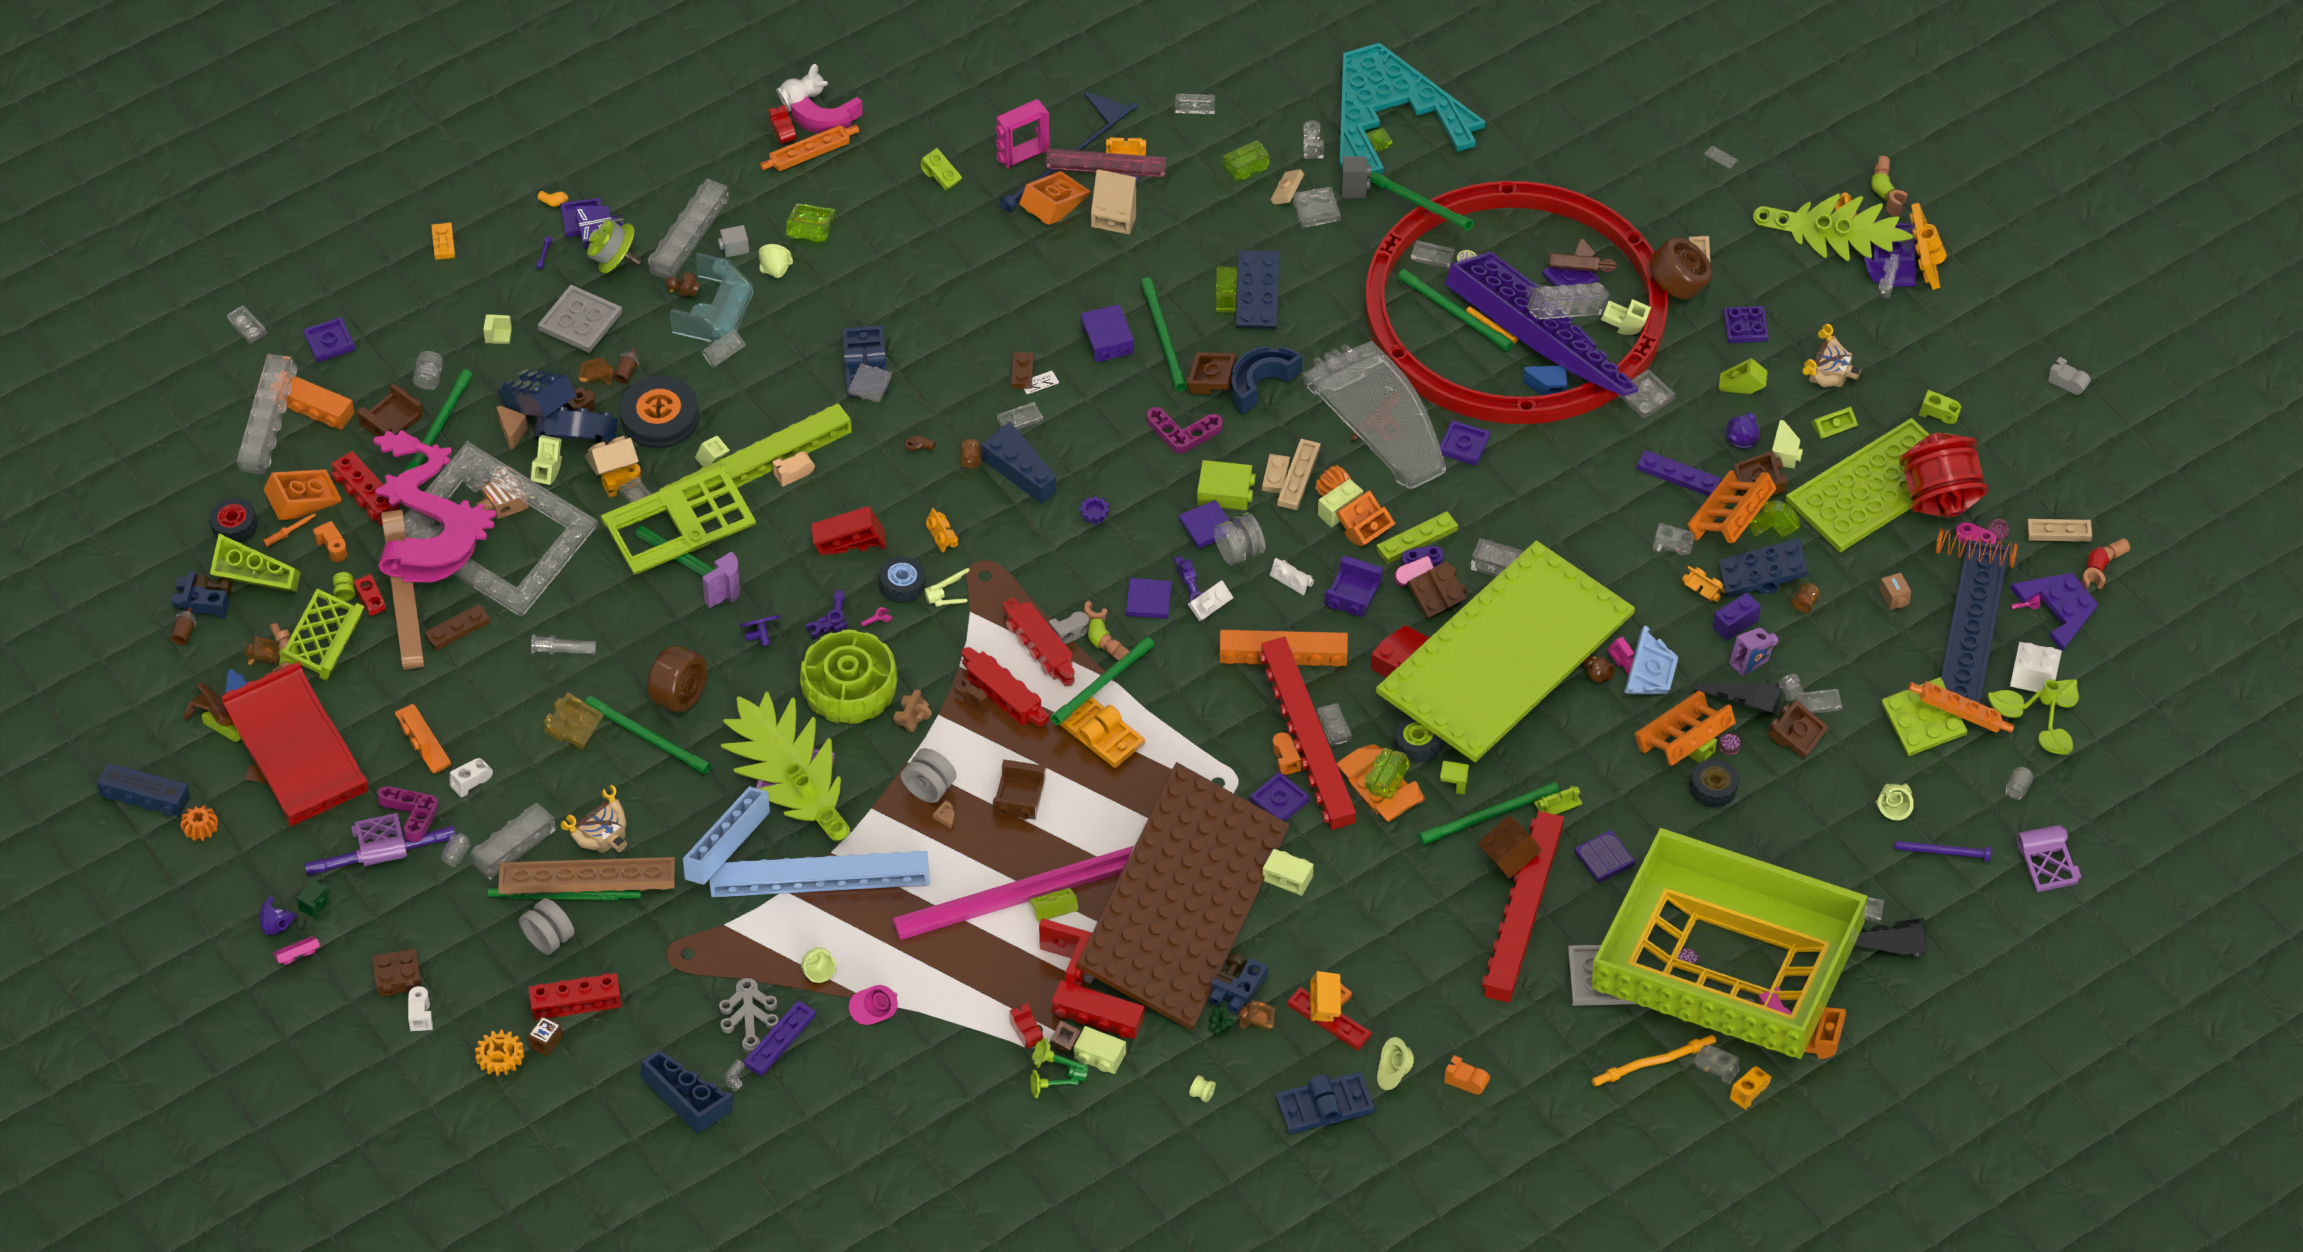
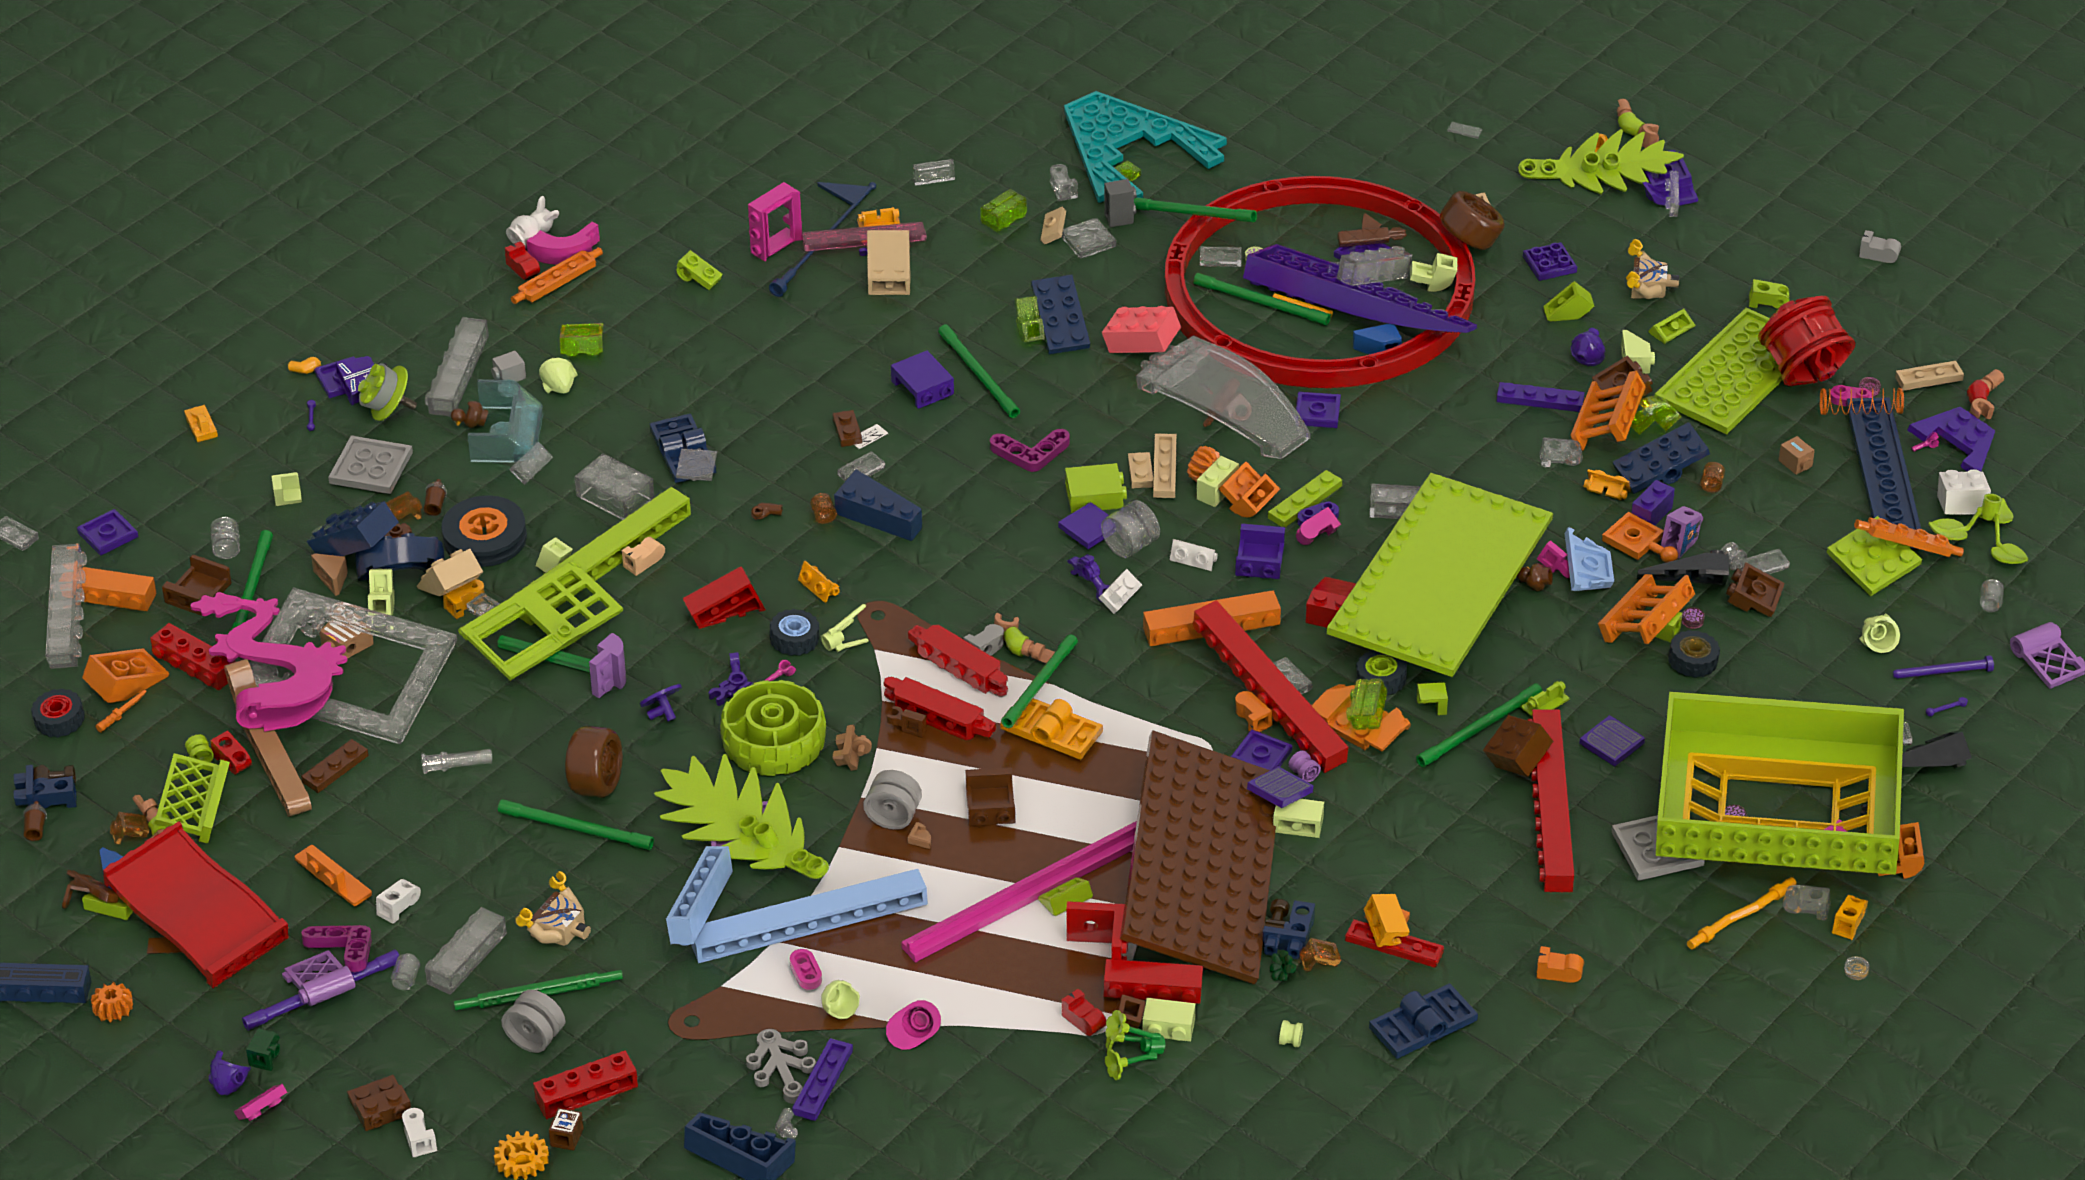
camera: 15 degrees left, 10 degrees down
(249, 566) = (95, 748): lime wedge -> none
(333, 541) = (171, 710): orange leg -> none
(572, 721) = (491, 826): clear yellow plate -> none
(586, 875) = (558, 966): medium nougat plate -> none
(789, 390) = (614, 486): none -> clear brick
(800, 928) = (805, 969): none -> dark pink plate
(1053, 197) = (821, 275): orange slope -> none
(1094, 510) = (970, 534): dark purple piece -> none
(1149, 598) = (1055, 602): dark purple tile -> none
(1211, 372) = (1042, 392): reddish brown plate -> none
(1261, 364) = (1091, 376): dark blue brick -> none
(1278, 841) = (1280, 787): none -> dark purple tile
(1312, 822) = (1304, 766): none -> medium lavender wheel
(1325, 324) = (1141, 329): none -> coral brick
(1394, 1063) = (1480, 968): yellowish green piece -> none
(1437, 589) = (1347, 536): reddish brown plate -> none
(1651, 394) = (1483, 338): clear plate -> none
(1704, 656) = (1647, 538): none -> orange plate
(1737, 1139) = (1856, 968): none -> clear tile
(1928, 246) = (1699, 161): light orange plate -> none
(1947, 888) = (1962, 702): none -> dark purple hinge

